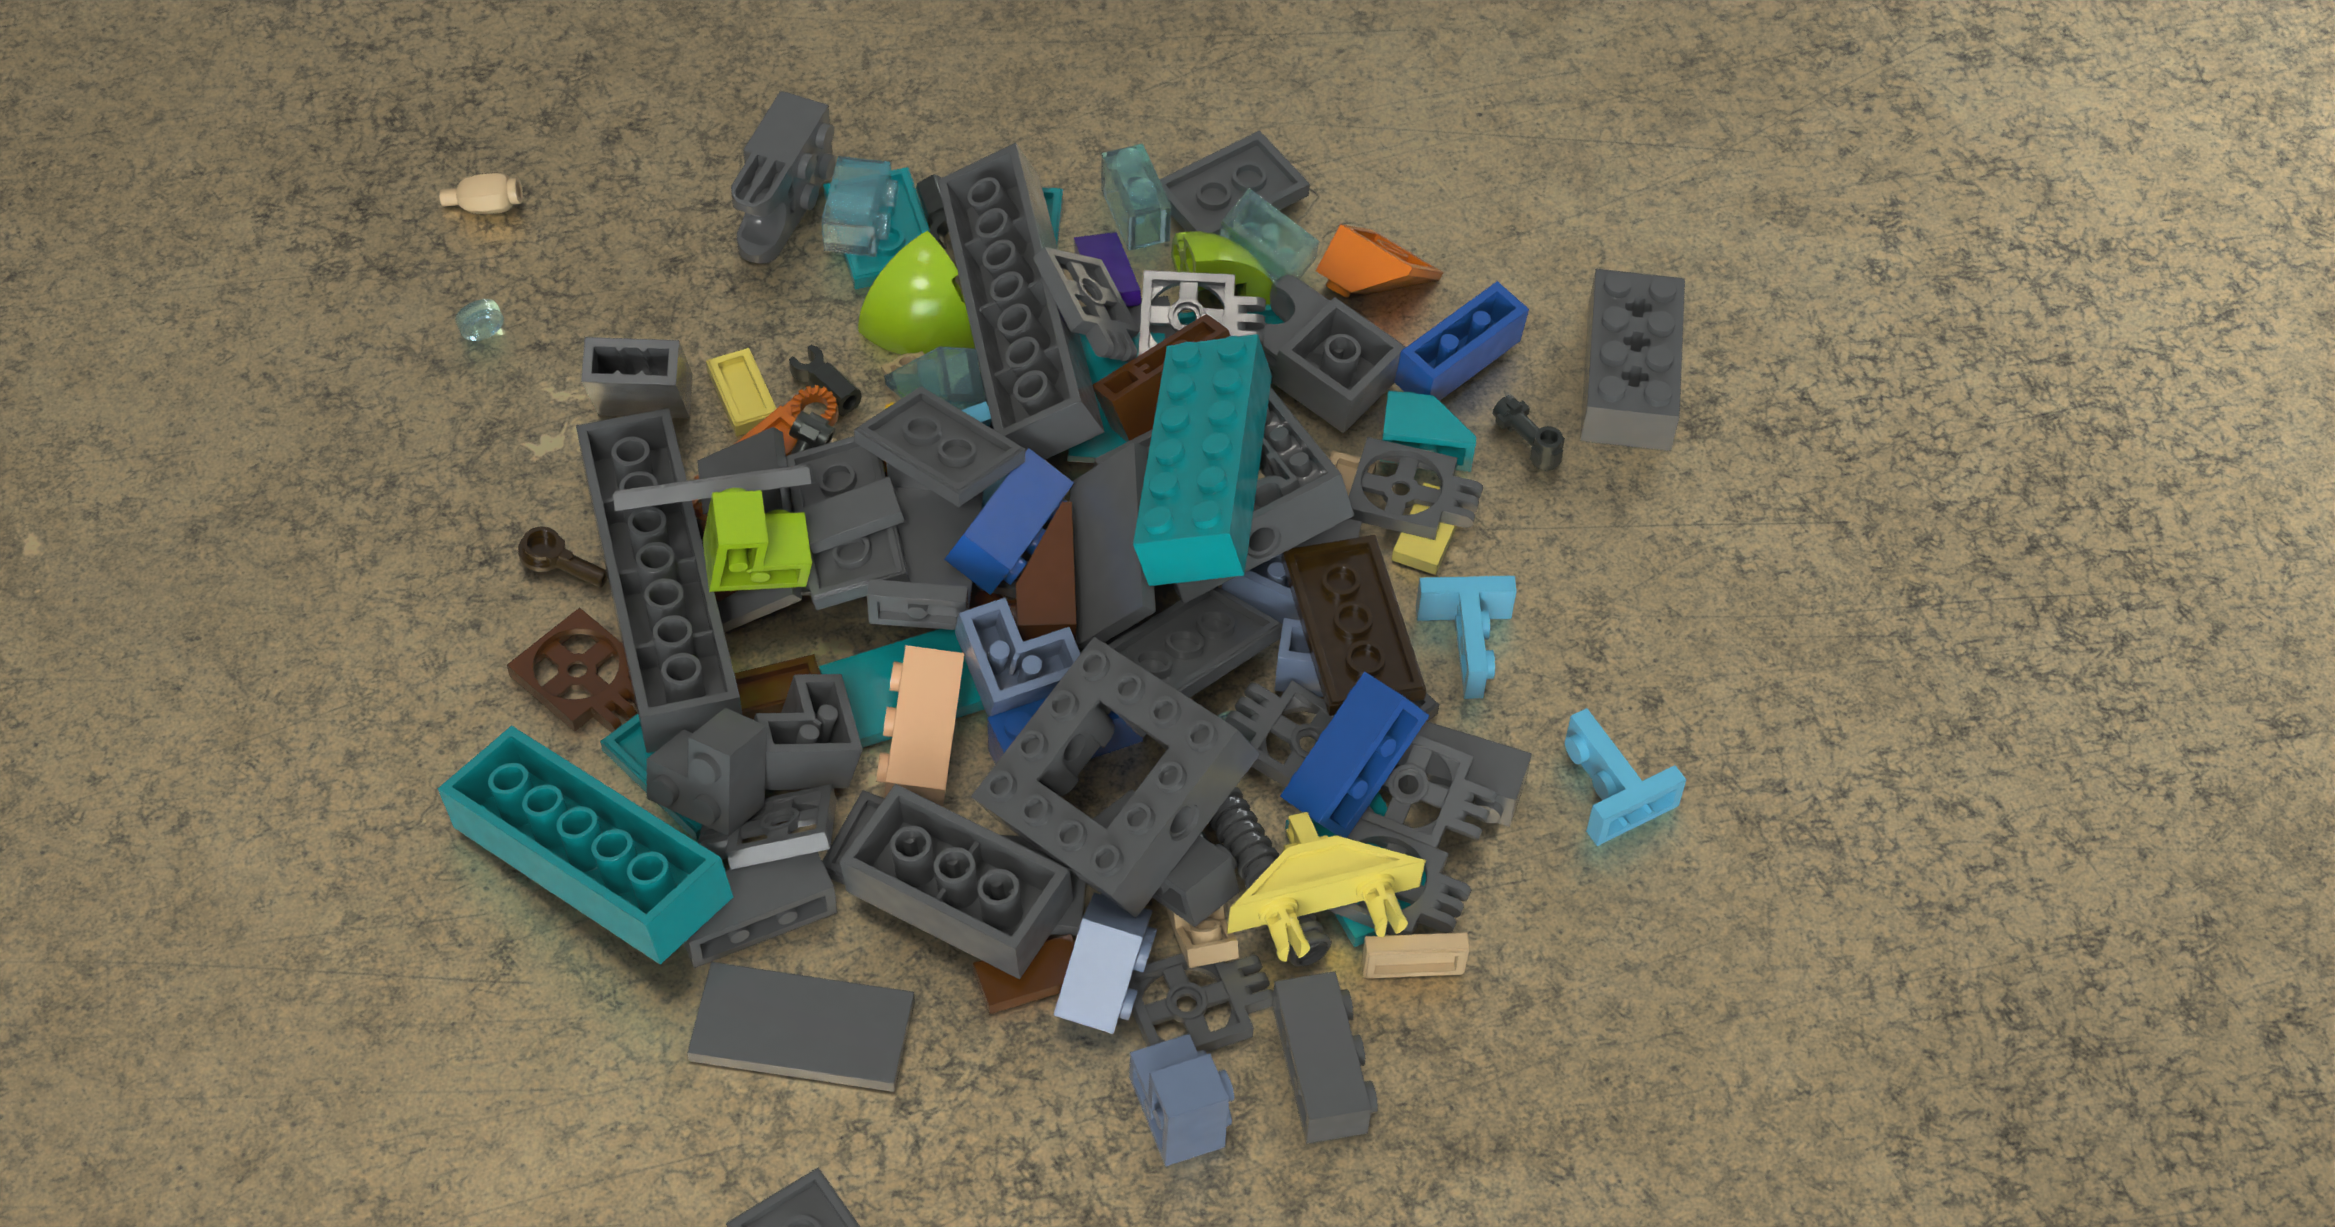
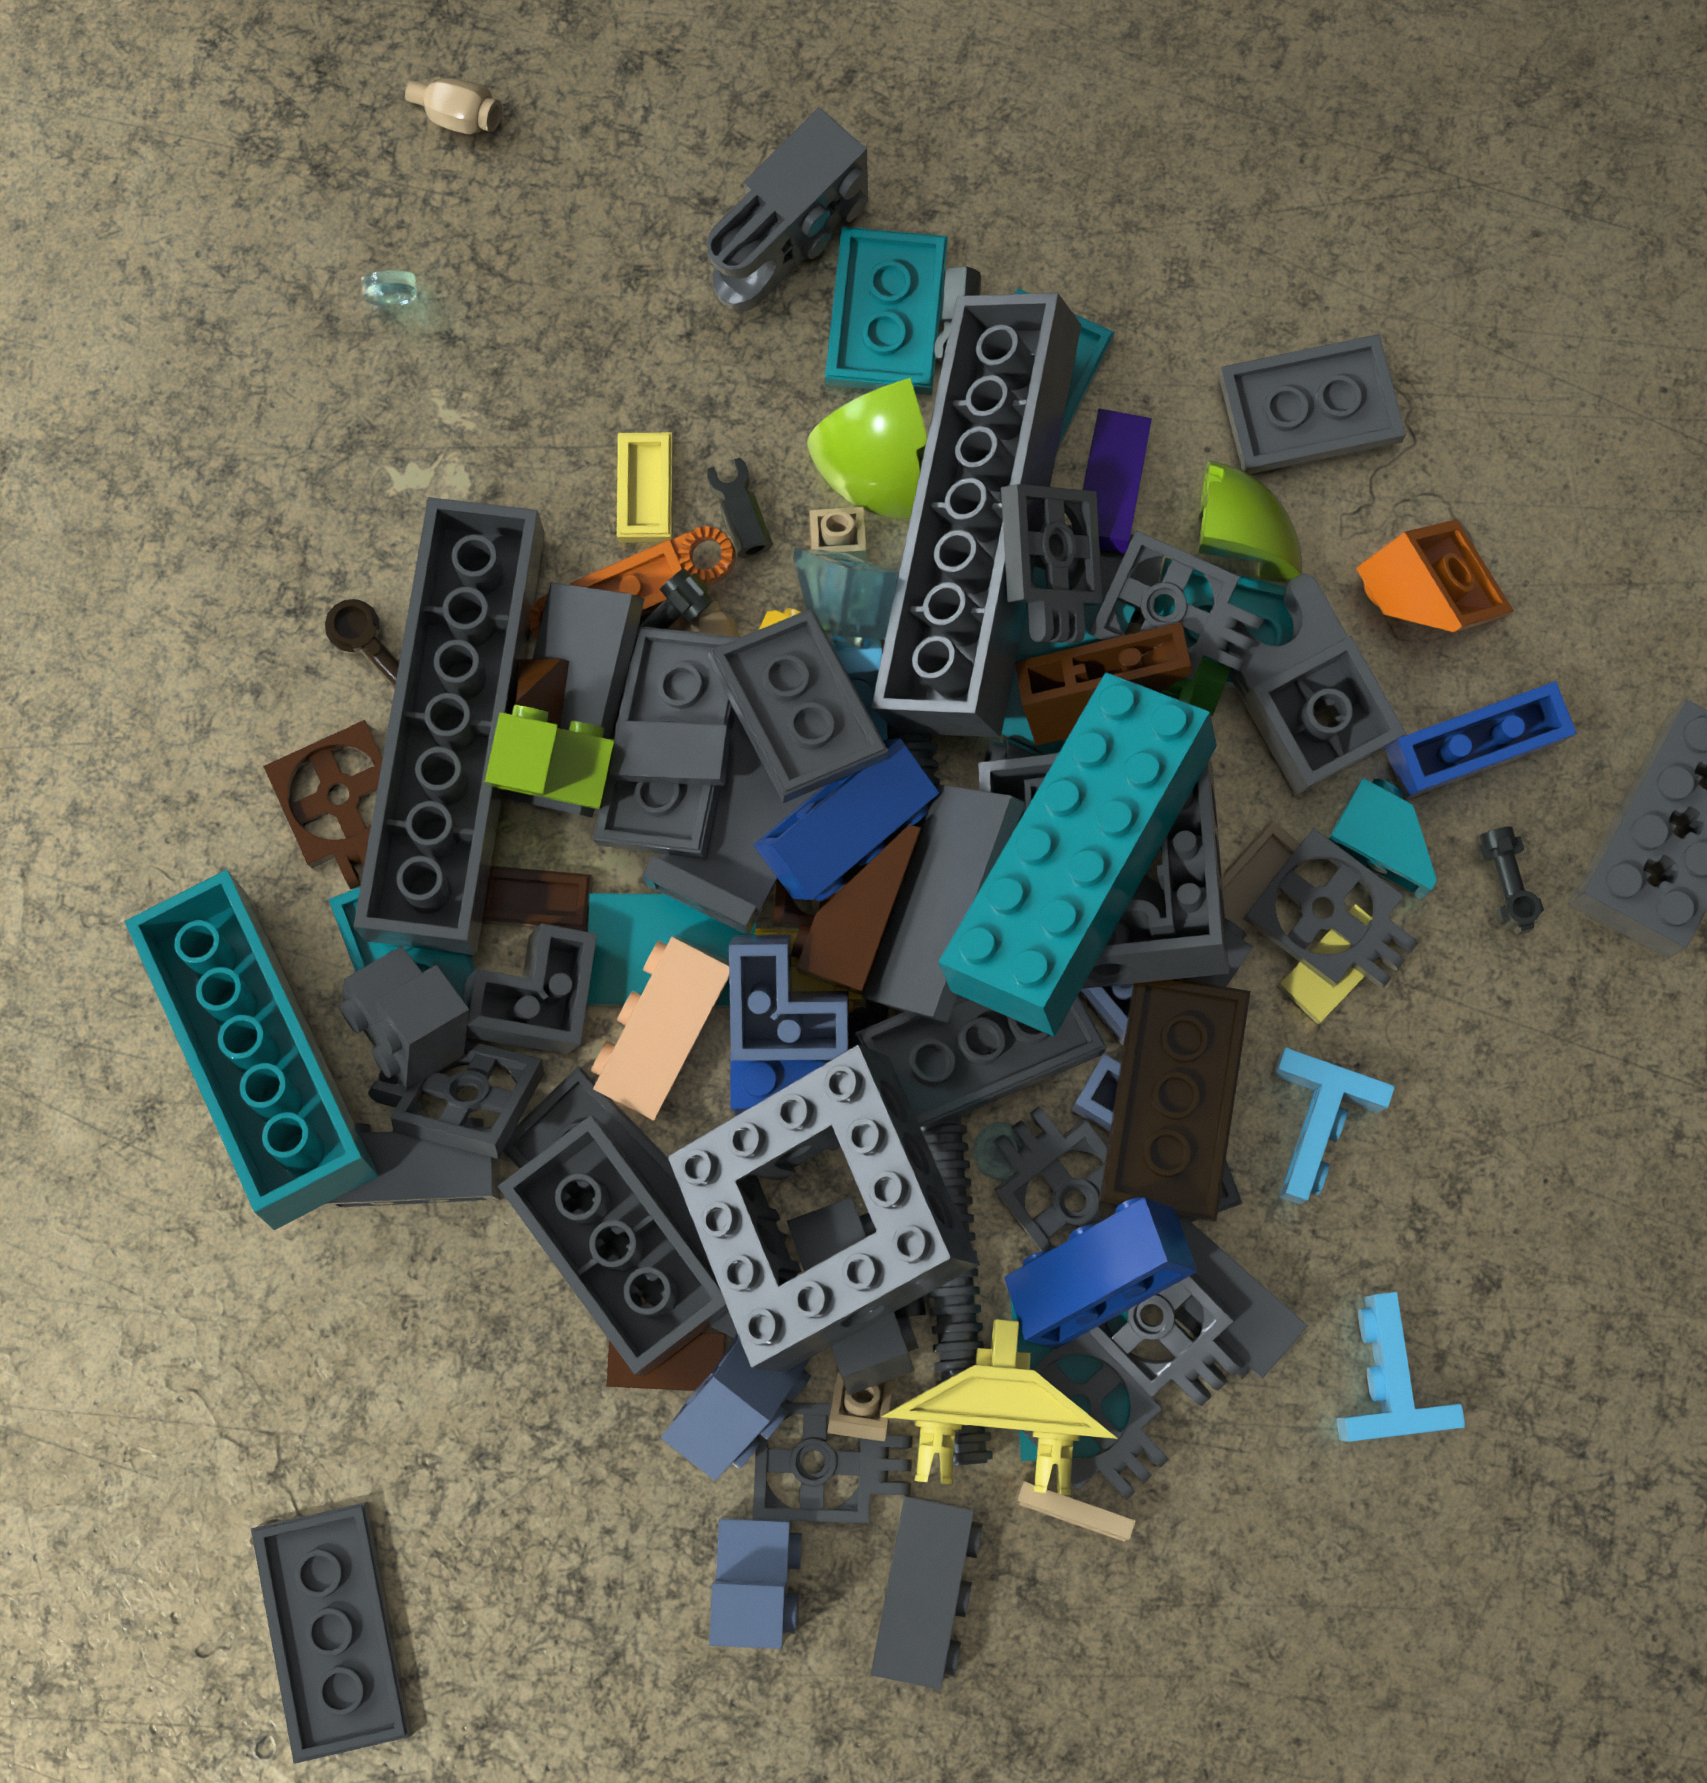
camera: 30 degrees right, 25 degrees up
(636, 376) = (517, 453): dark grey brick -> none
(704, 487) = (528, 672): dark grey tile -> none
(801, 1026) = (410, 1328): dark grey tile -> none
(858, 206) = (861, 286): clear light blue brick -> none
(1135, 197) = (1191, 380): clear light blue brick -> none
(1270, 236) = (1317, 510): clear light blue brick -> none

